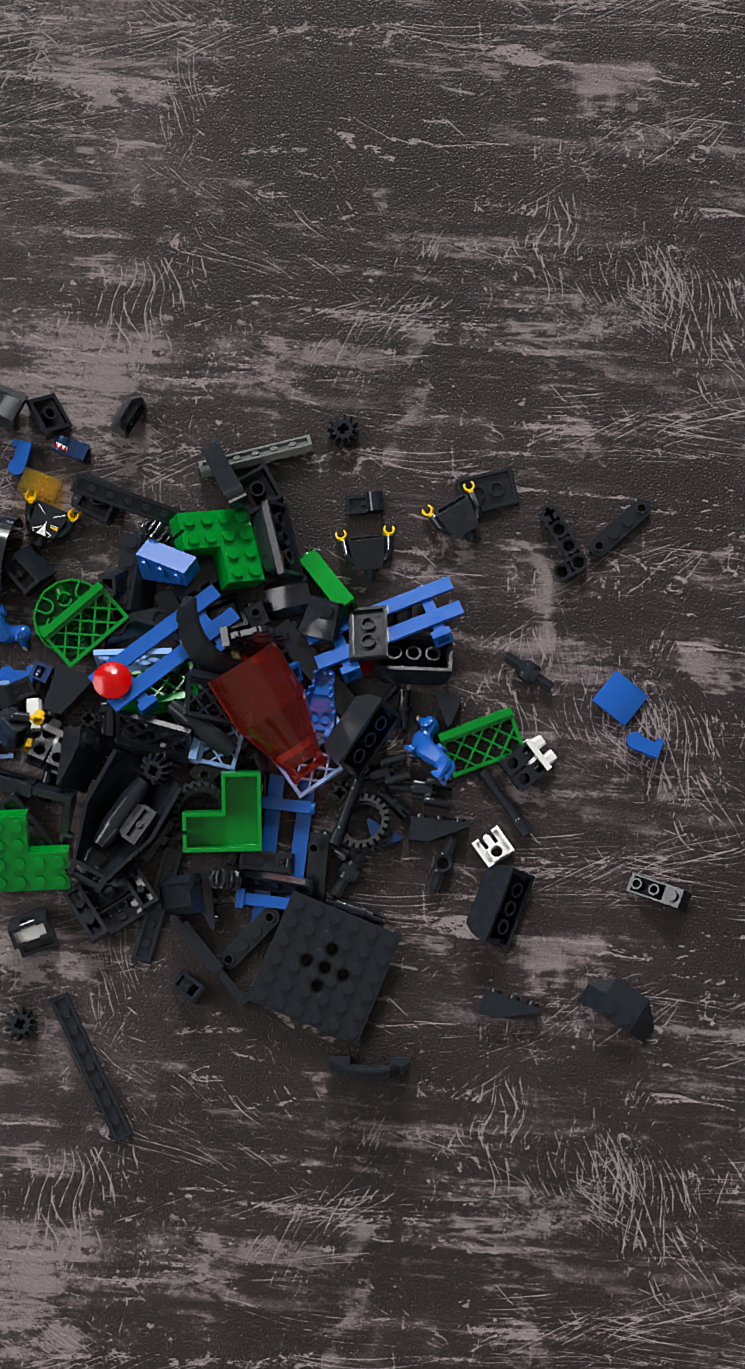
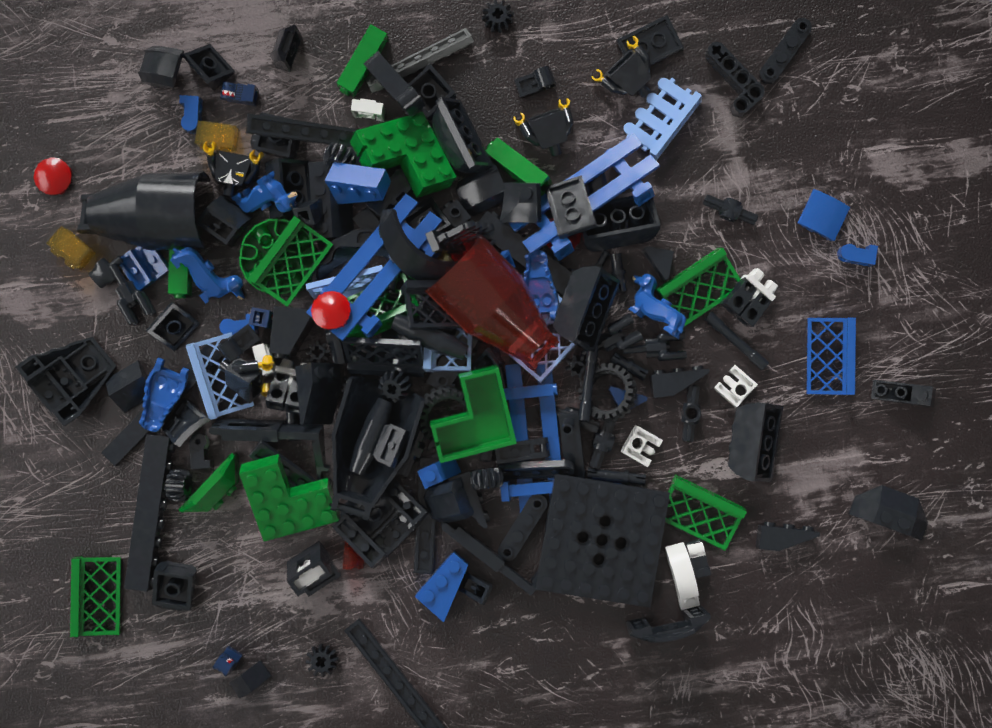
camera: 10 degrees left, 5 degrees up
(74, 929) = (351, 558): none -> clear red brick
(78, 551) = (267, 190): none -> blue animal
(97, 550) = (294, 177): none -> black slope
(157, 977) = (442, 586): none -> blue wedge
(180, 863) = (438, 472): none -> blue slope
(190, 453) = (355, 72): none -> green brick
(194, 493) = (368, 109): none -> white brick
(378, 890) = (644, 436): none -> white brick
(396, 1023) = (683, 575): none -> white arch
(415, 1008) = (698, 558): none -> black leg
(443, 954) = (713, 500): none -> green fence
(498, 569) = (671, 112): none -> light blue fence
(612, 839) = (848, 356): none -> blue fence

